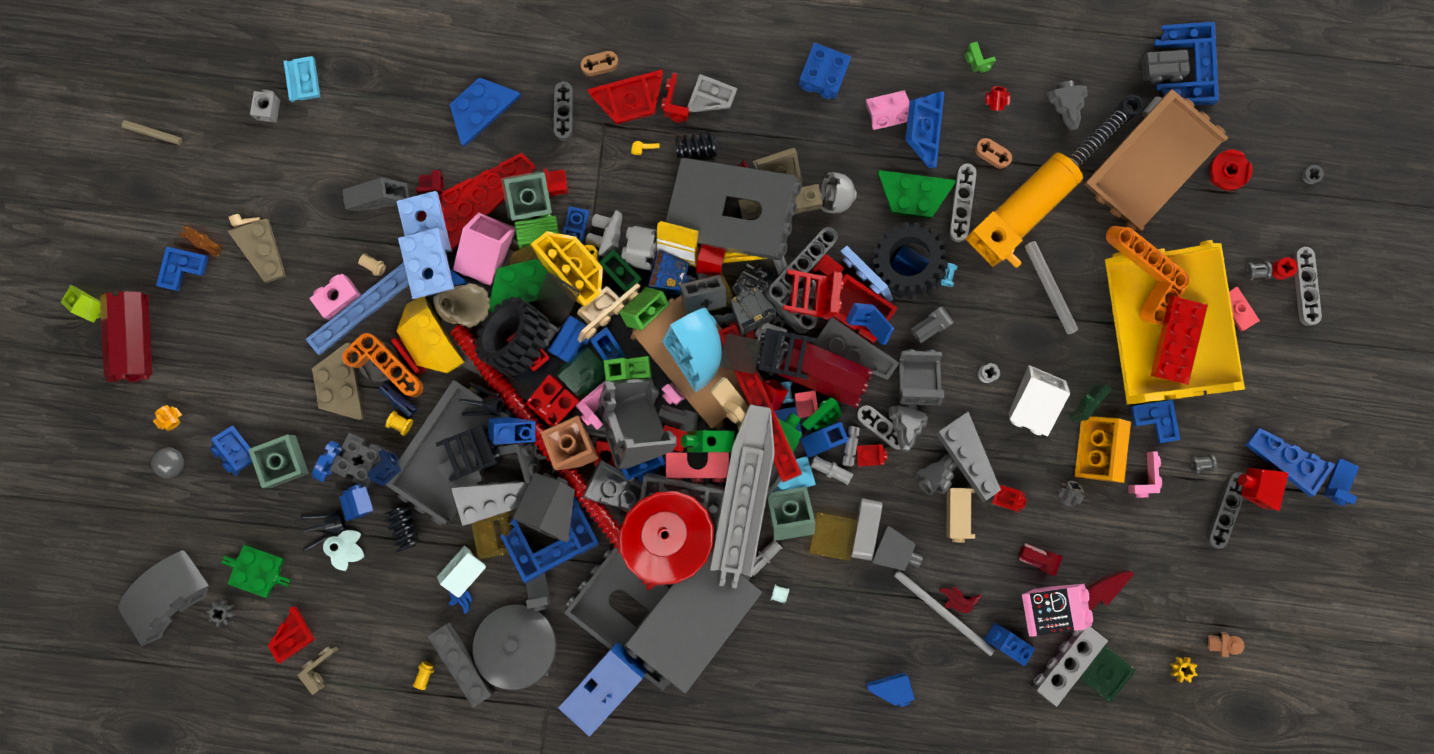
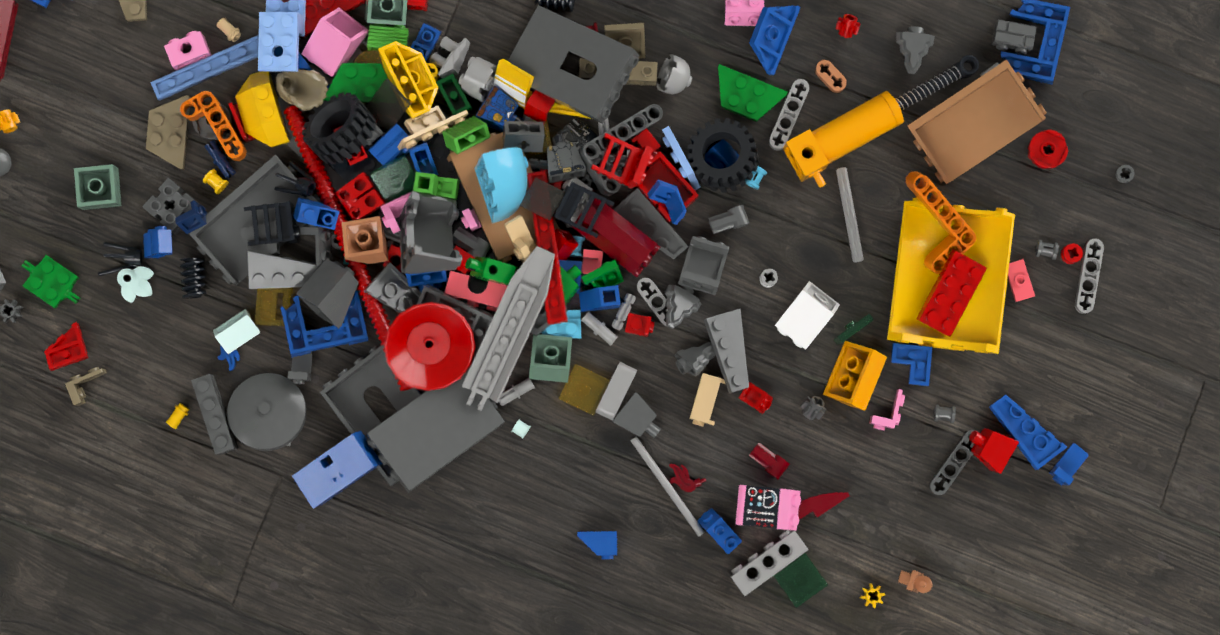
camera: 20 degrees right, 0 degrees up
(232, 450) = (57, 166): blue bracket -> none
(325, 461) = (140, 197): blue plate -> none

